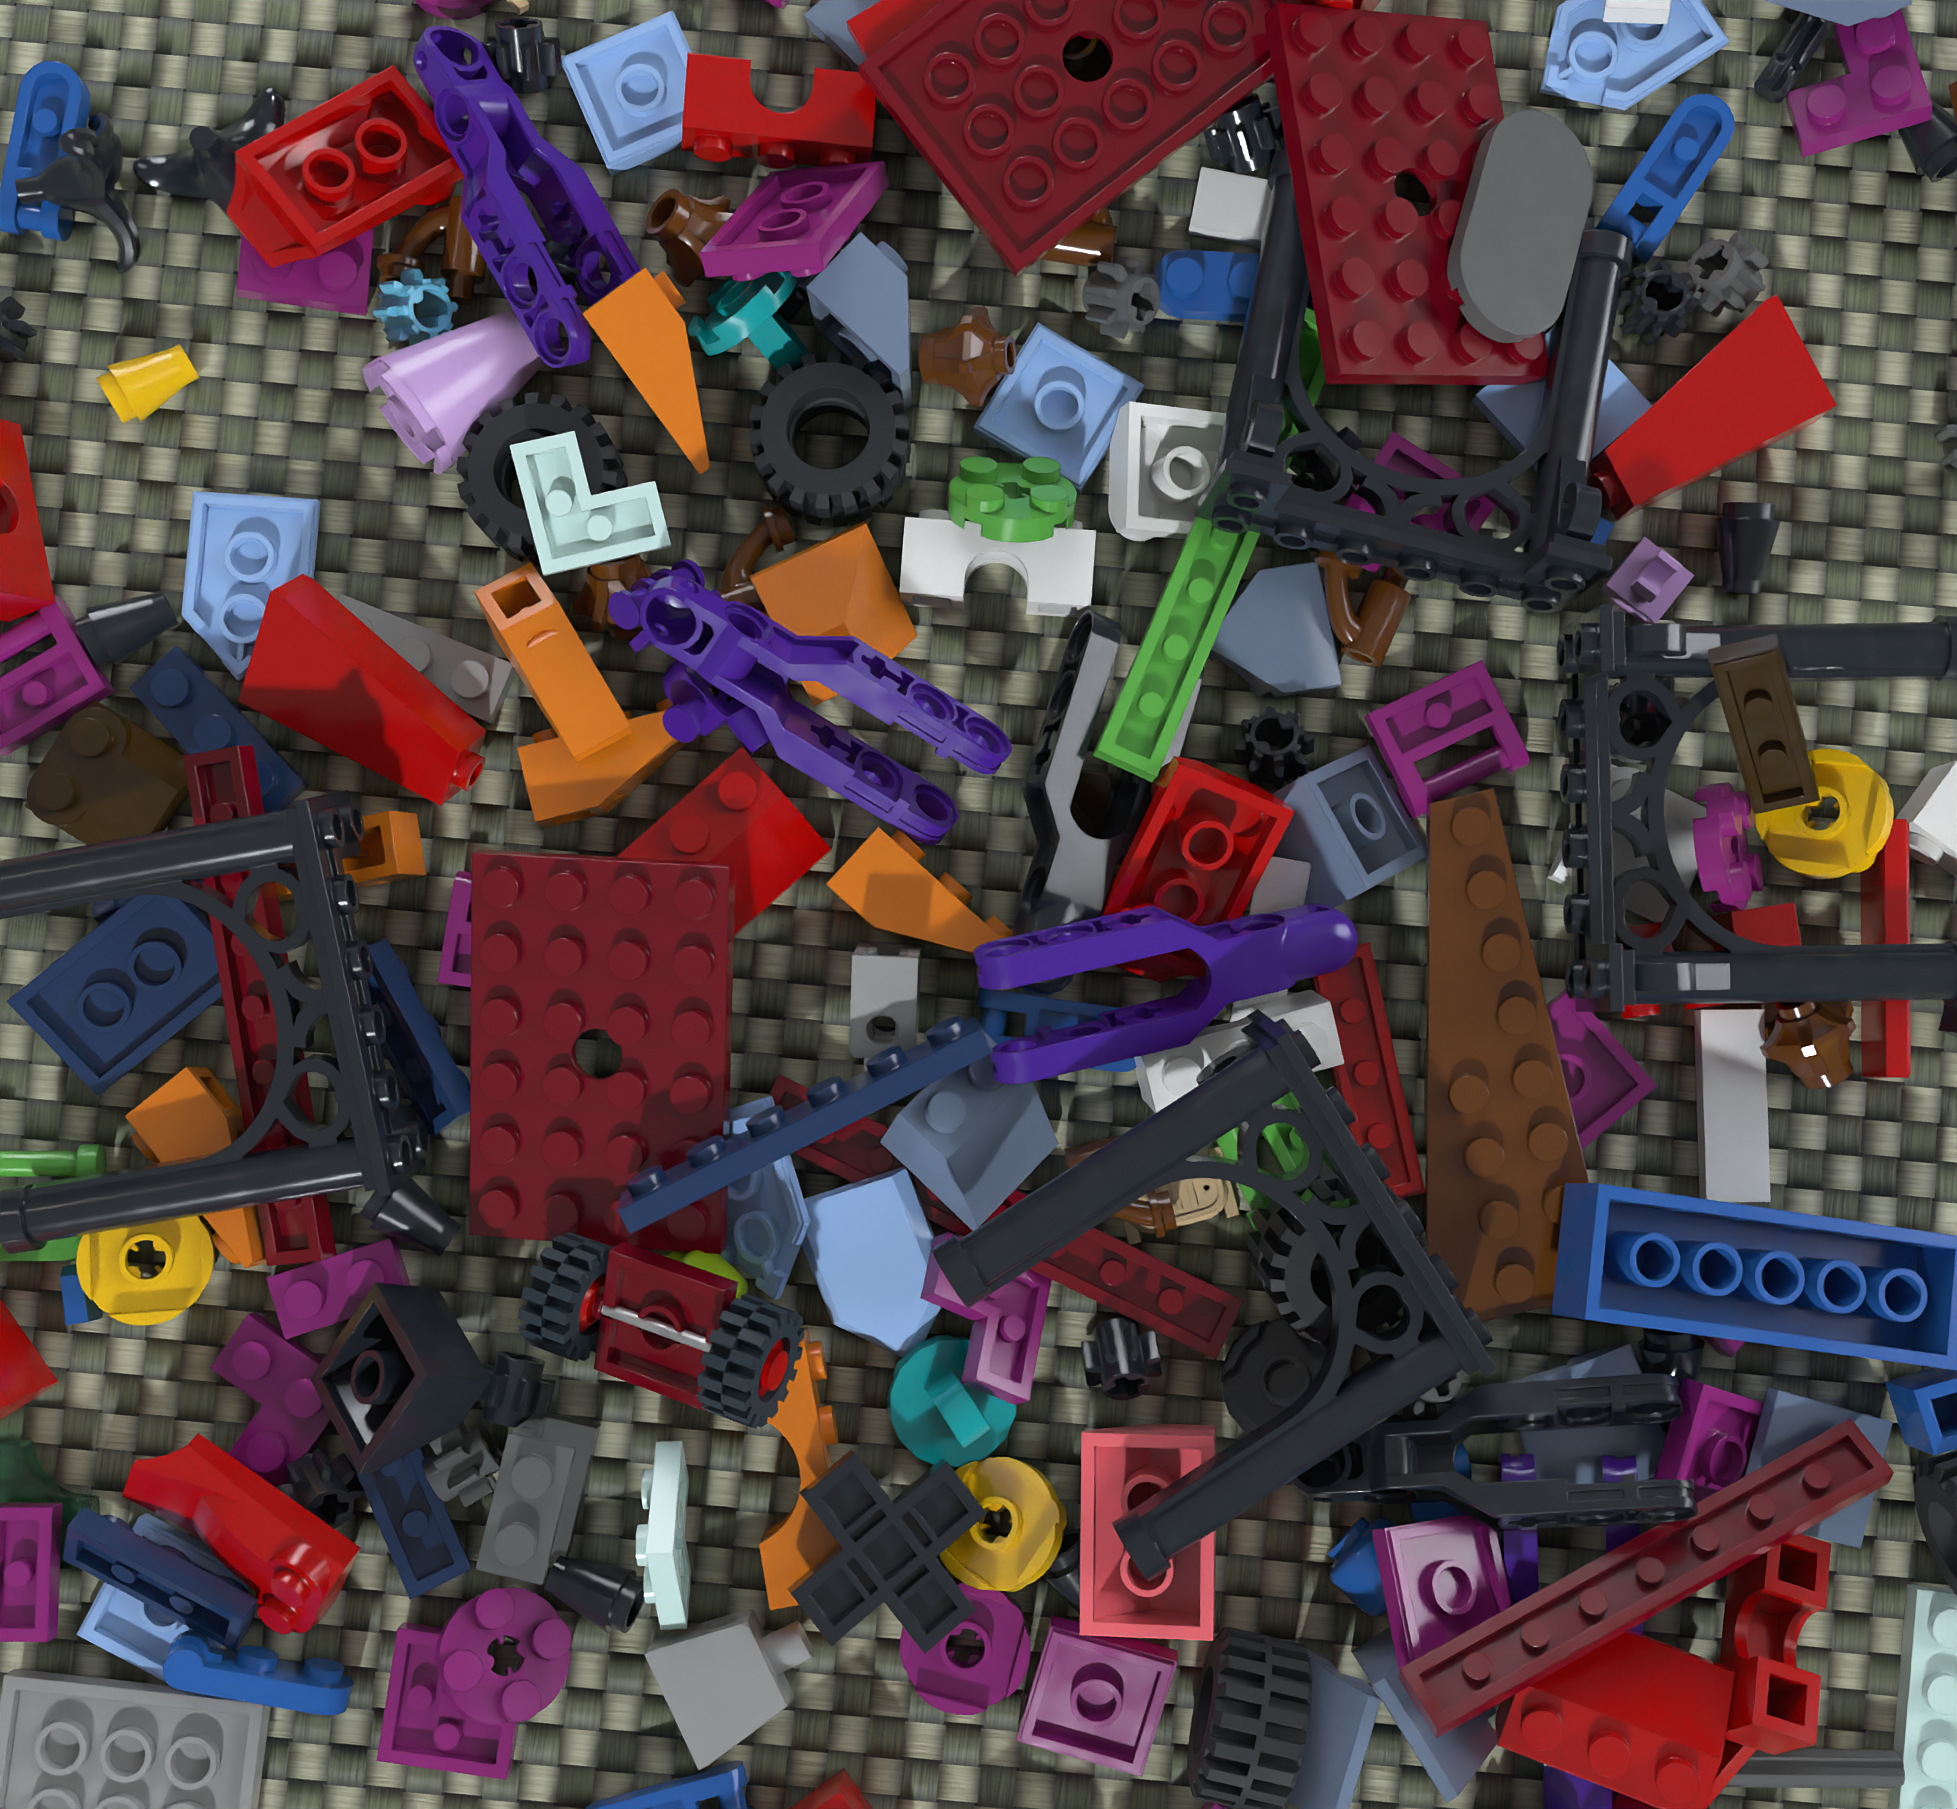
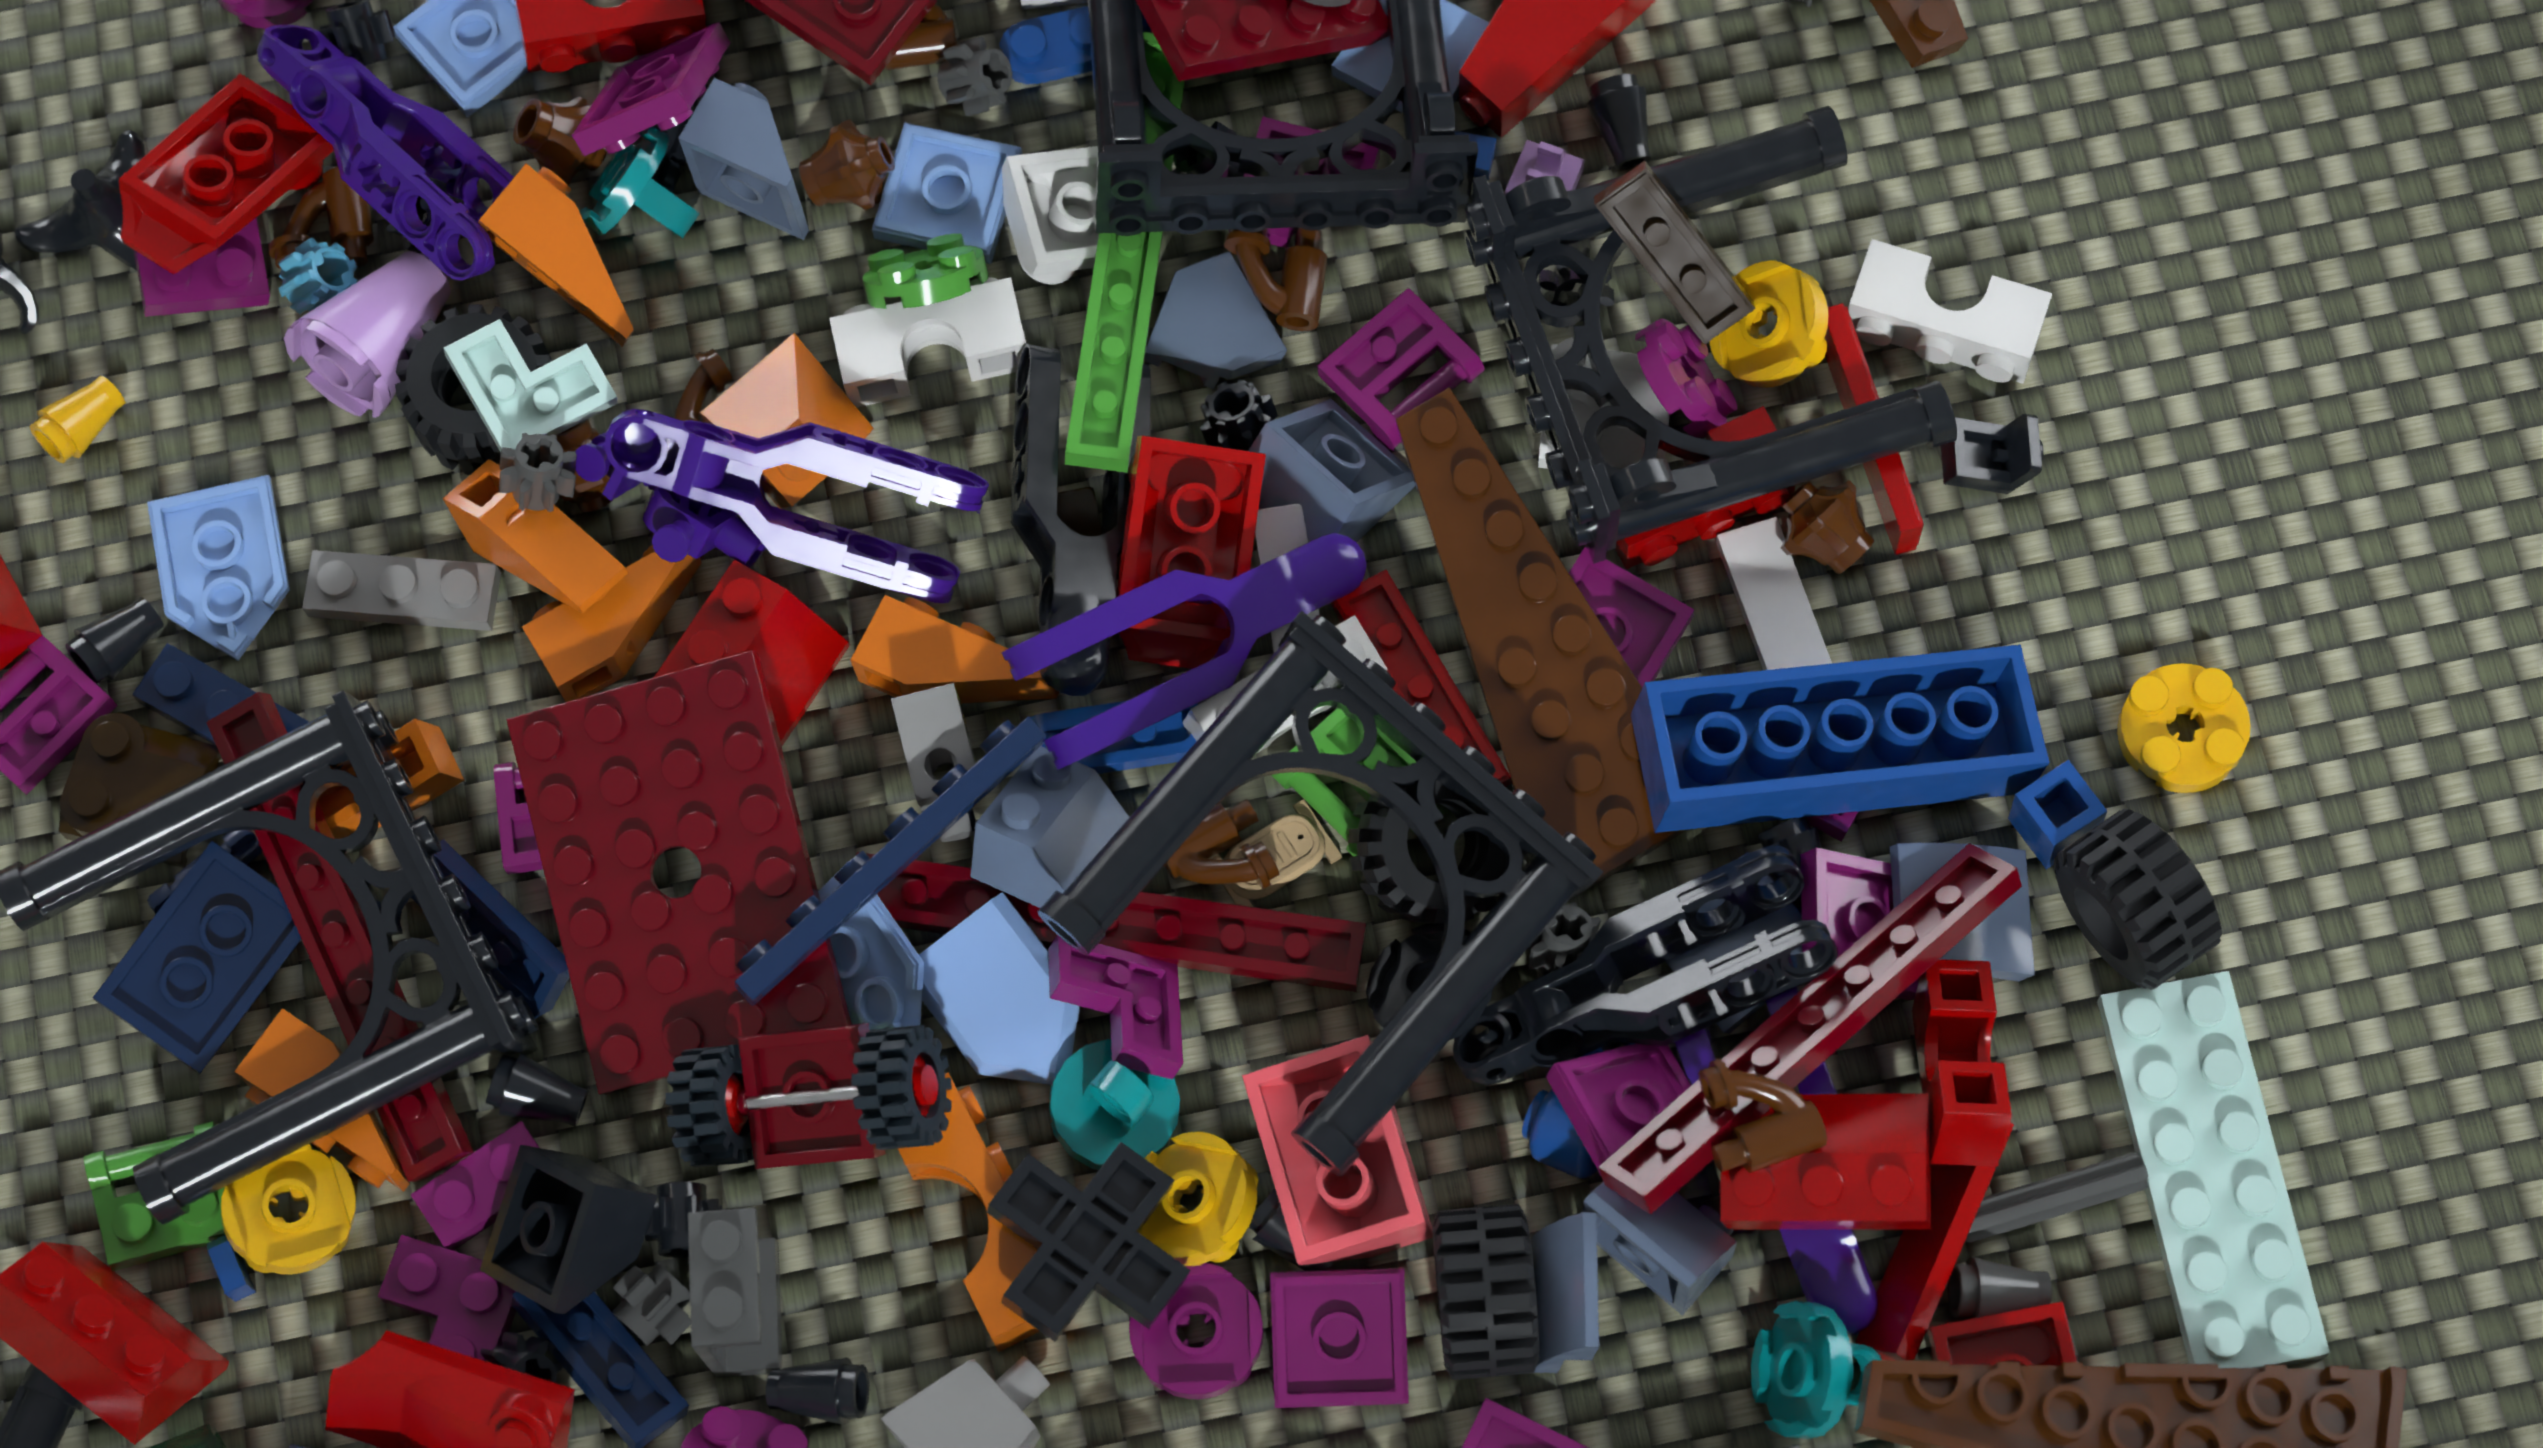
camera: 10 degrees left, 15 degrees down
(357, 696) = (352, 628): red slope -> none
(561, 591) = (537, 472): none -> dark grey gear
(662, 1541) = (867, 1301): light aqua plate -> none
(822, 390) = (733, 232): black tyre -> none
(1121, 1359) = (1264, 1011): black gear -> none
(1573, 1699) = (1767, 1140): none -> reddish brown plant

